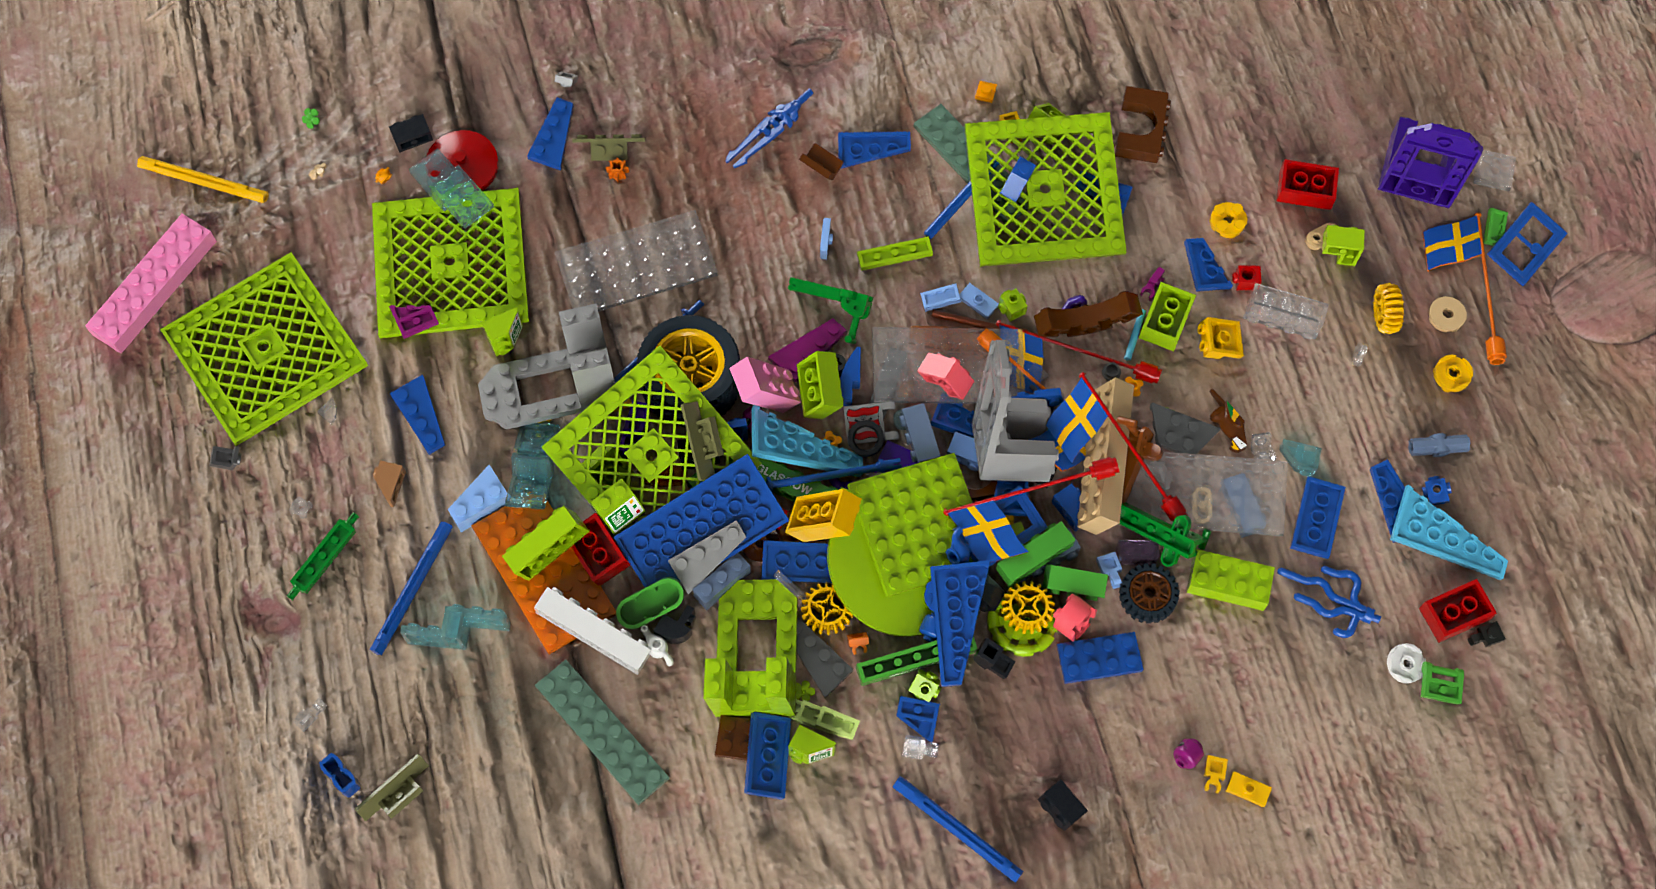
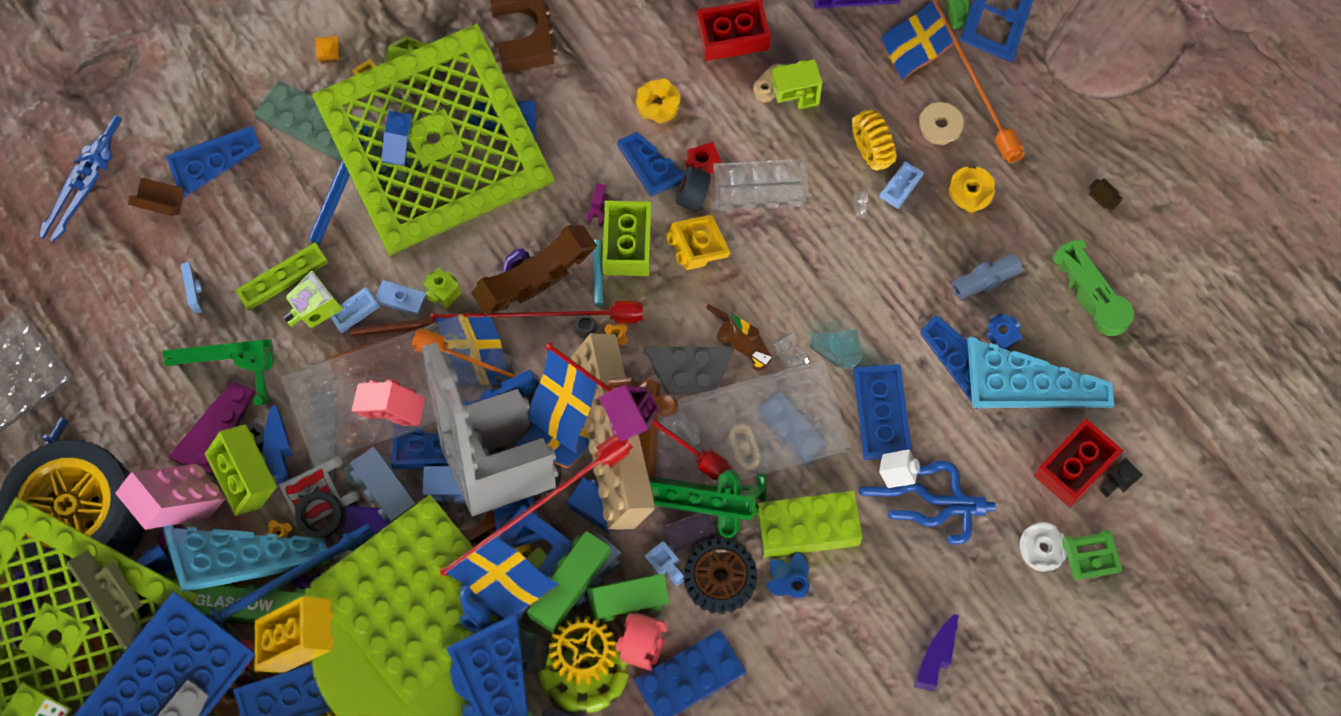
camera: 20 degrees left, 0 degrees up
(911, 280) = (311, 302): none -> lime torso
(1127, 442) = (629, 410): none -> magenta wedge
(1201, 611) = (787, 574): none -> blue plate
(1232, 296) = (693, 188): none -> black wheel
(1293, 711) = (937, 655): none -> dark purple slope
(1315, 564) = (899, 468): none -> white brick
(1397, 350) = (901, 184): none -> light blue plate
(1527, 506) = (1109, 311): none -> bright green piece
(1559, 415) = (1105, 194): none -> dark brown brick

